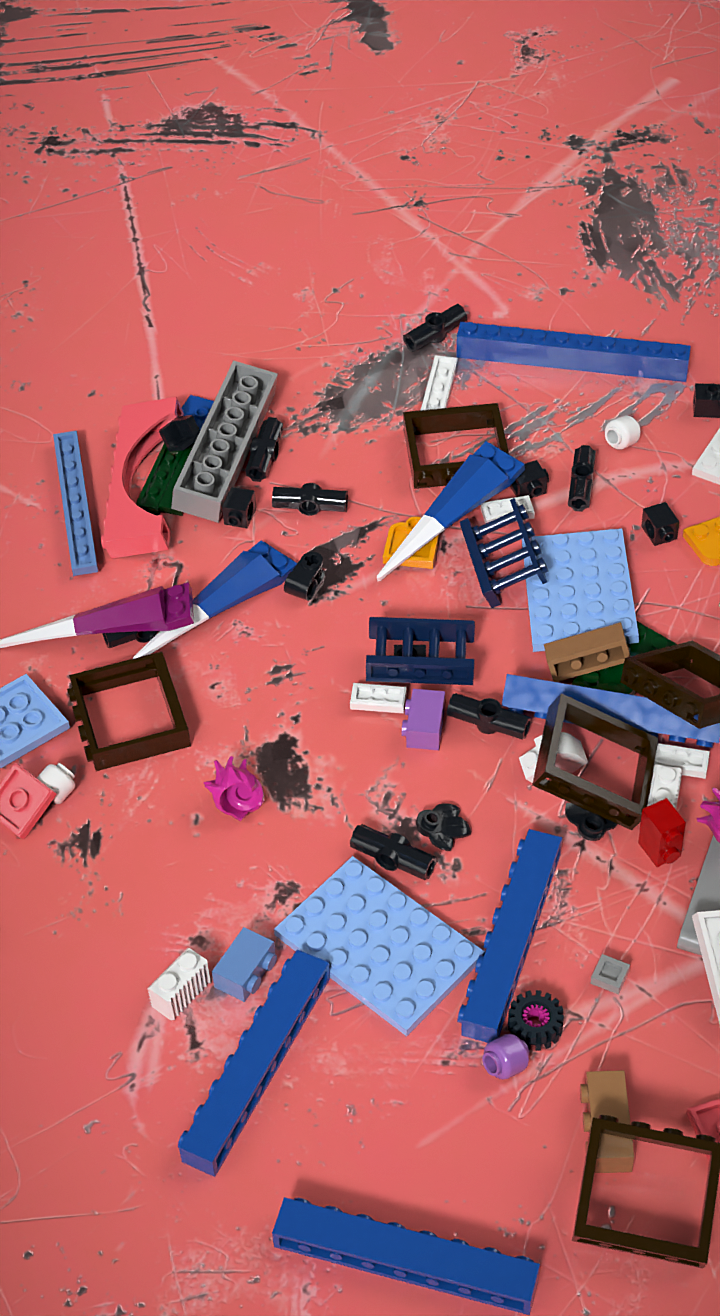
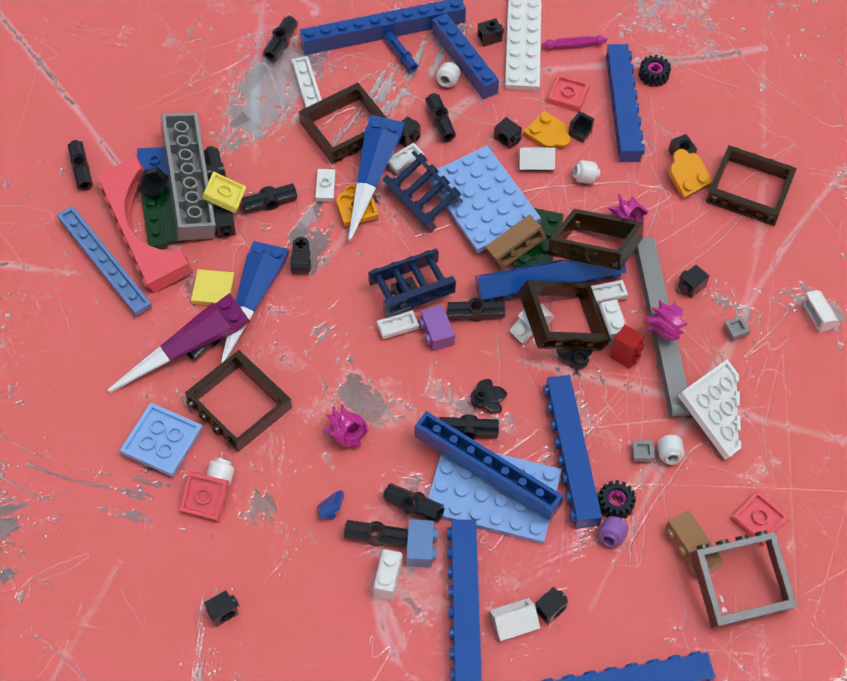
camera: 30 degrees left, 10 degrees up
(113, 391) = (80, 165): none -> black piece
(161, 873) = (331, 505): none -> blue piece
(180, 569) = (211, 286): none -> light yellow tile
(184, 921) = (363, 532): none -> black piece
(254, 471) = (224, 192): none -> light yellow tile
(264, 911) = (423, 506): none -> black piece
(308, 1109) = (514, 619): none -> white brick
(366, 1112) = (551, 605): none -> black brick
(382, 904) = (488, 466): none -> blue brick
(389, 508) = (325, 185): none -> white plate
(579, 393) = (404, 55): none -> blue pin
(649, 986) = (670, 449): none -> white head
(658, 418) = (465, 56): none -> blue brick
(681, 566) = (536, 158): none -> white brick

